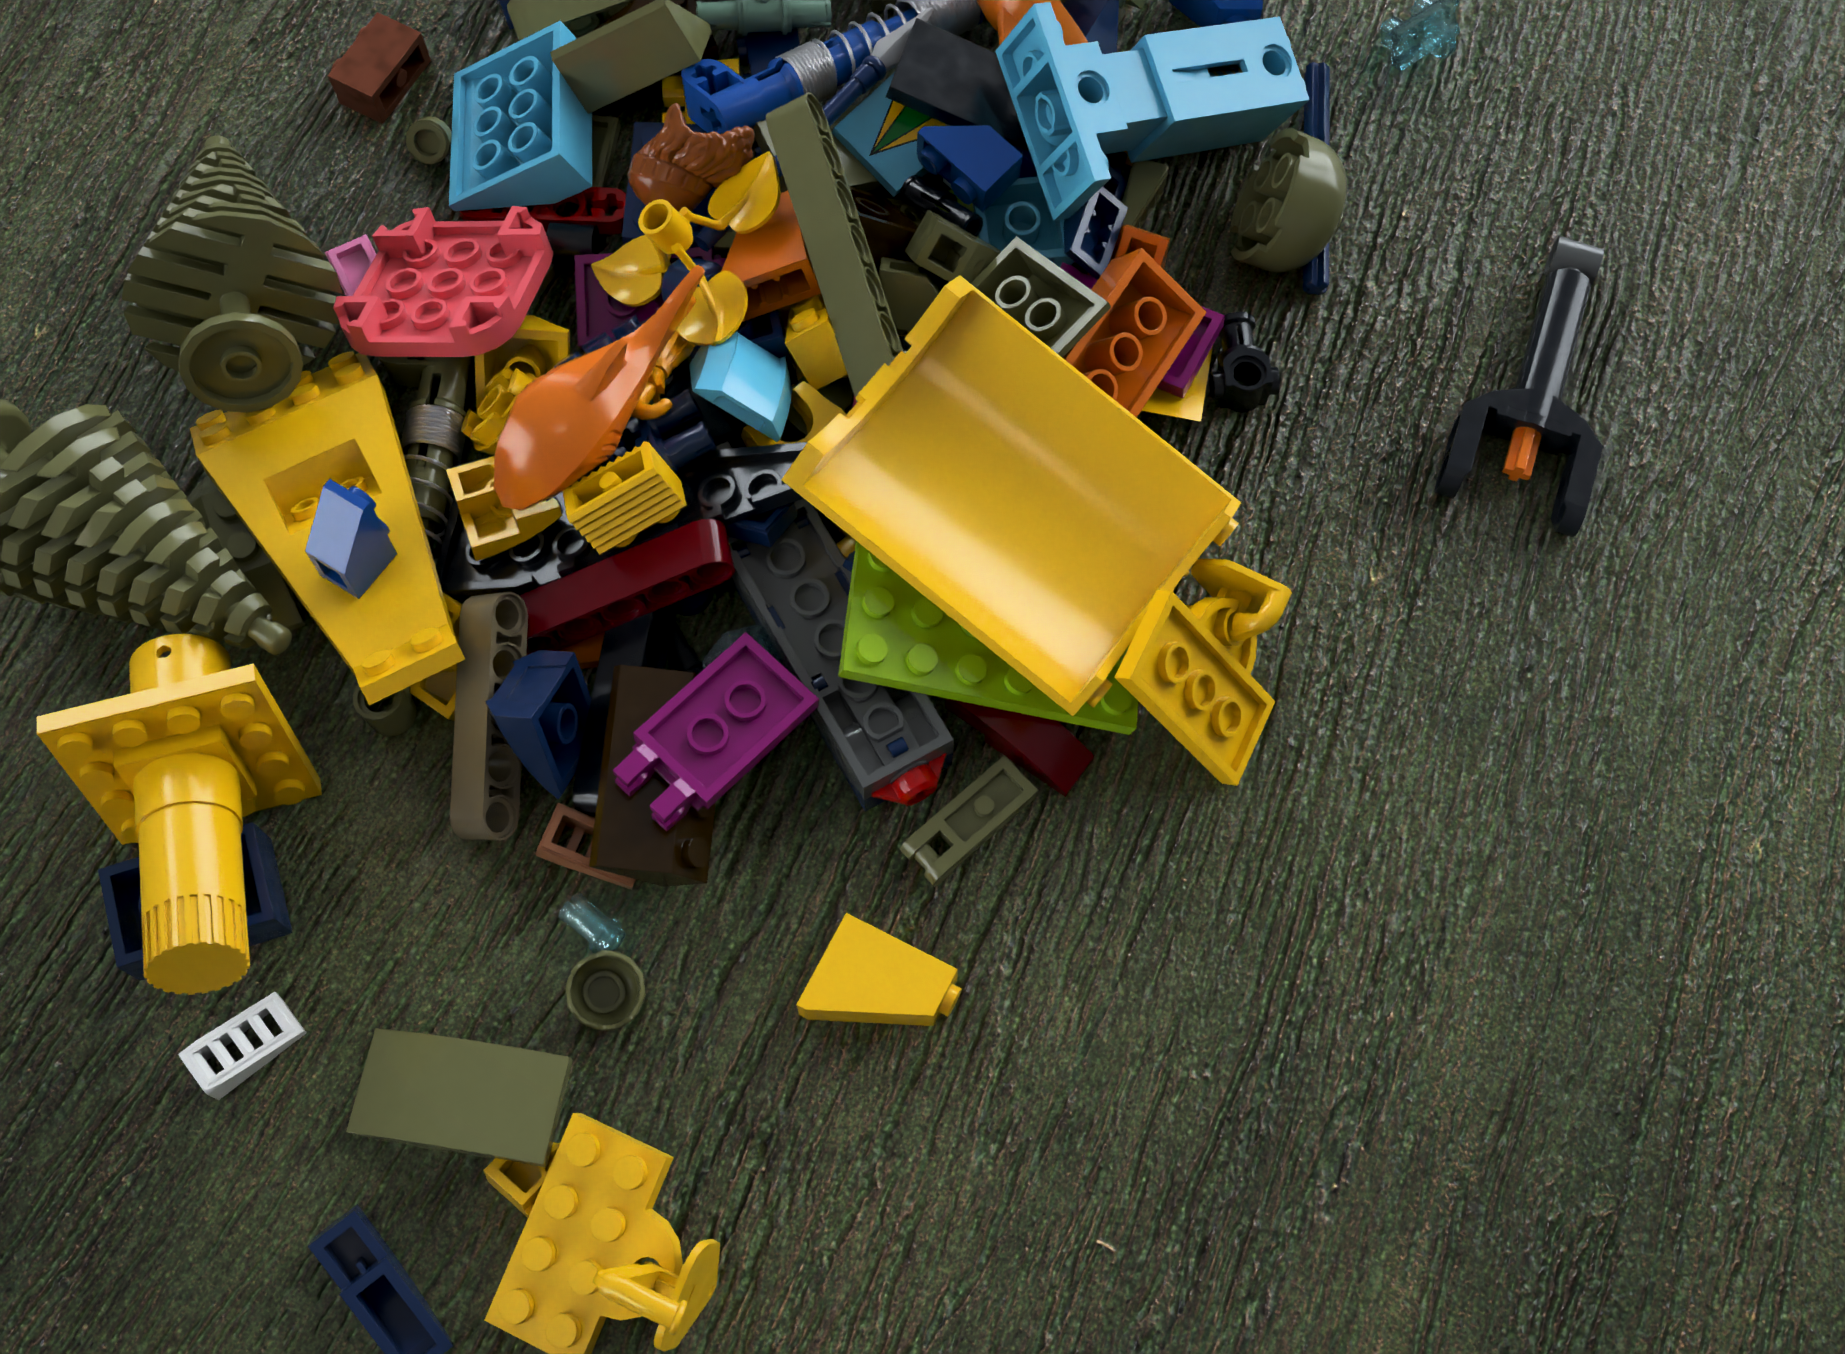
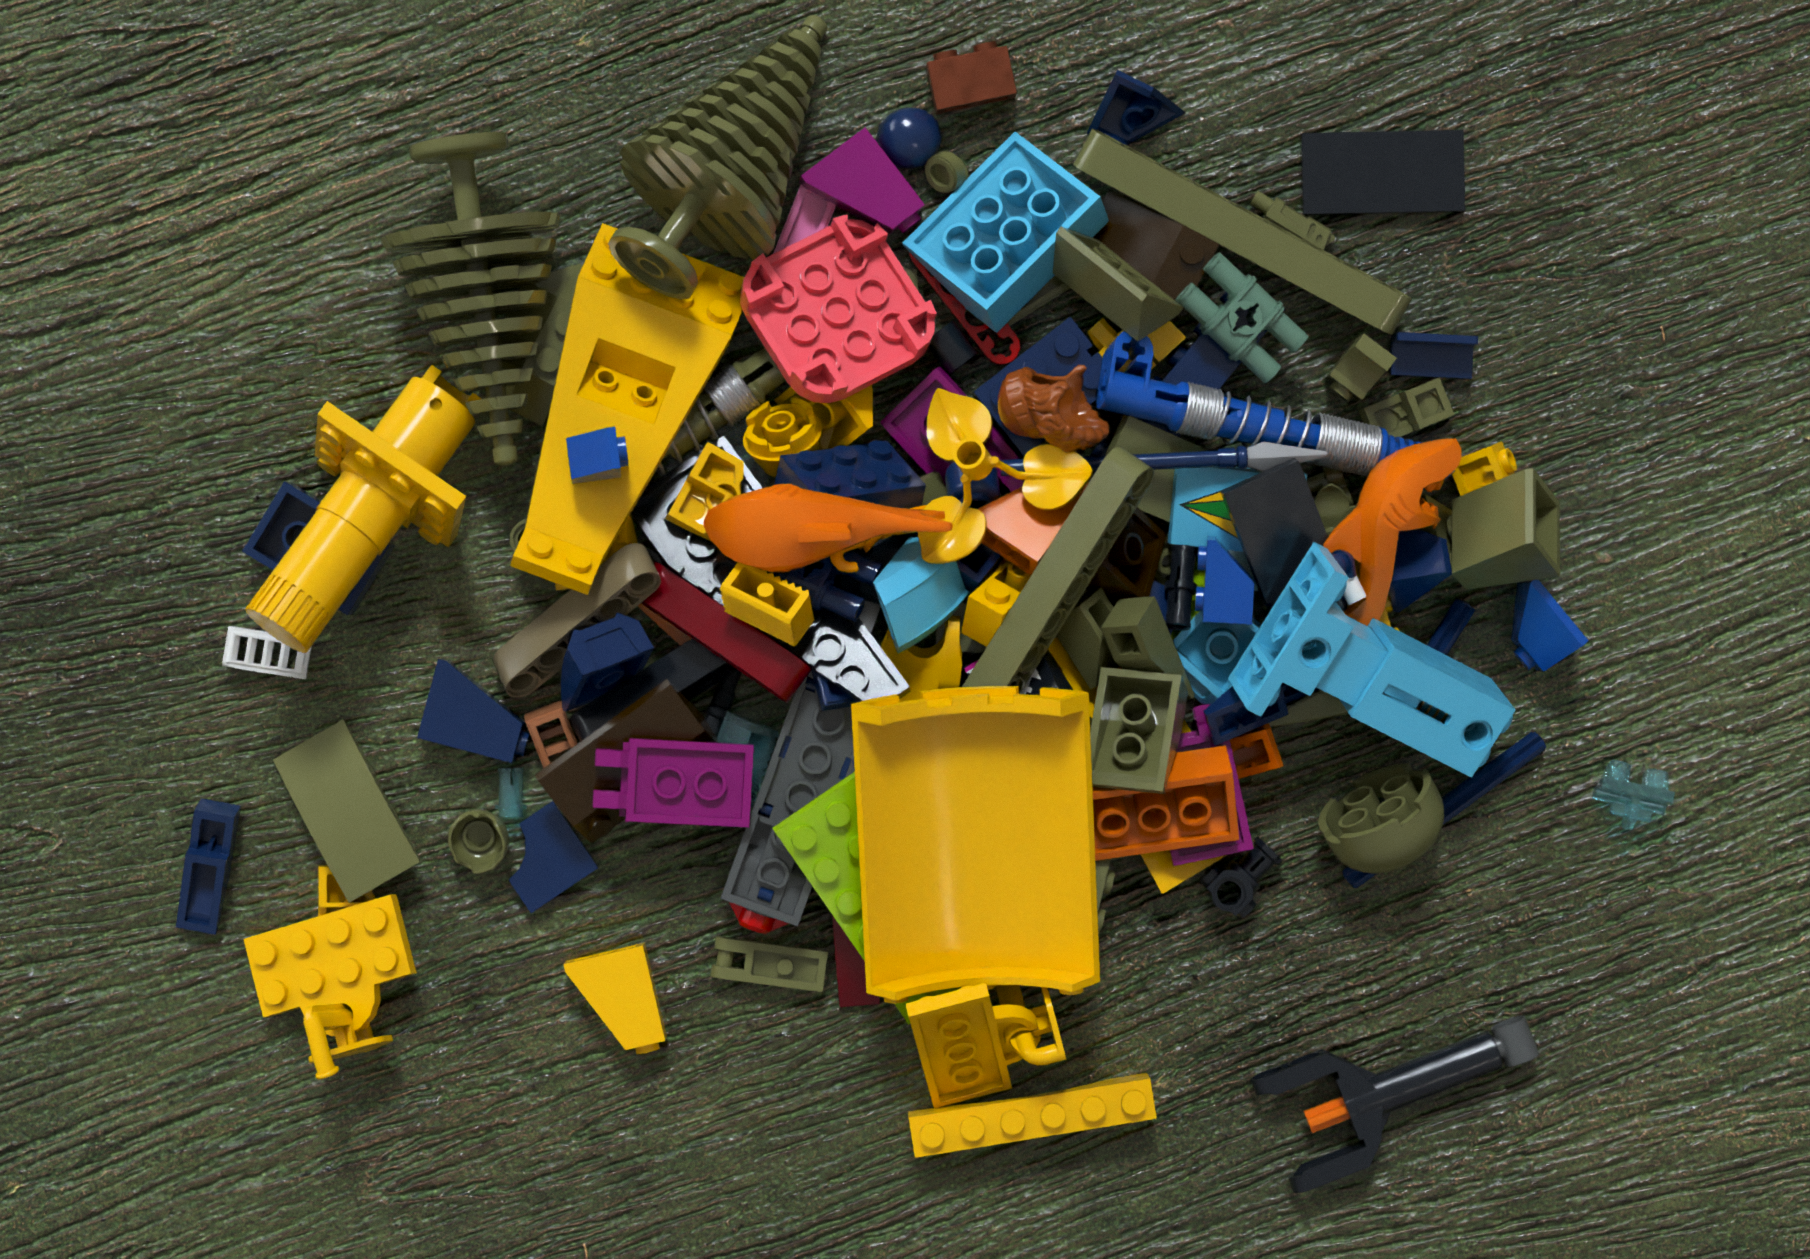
camera: 40 degrees right, 20 degrees up
(371, 193) = (865, 184): none -> magenta slope
(375, 150) = (909, 137): none -> dark blue hair
(487, 899) = (469, 717): none -> dark blue slope
(690, 940) = (552, 858): none -> dark blue tile
(1315, 700) = (1032, 1117): none -> yellow arch

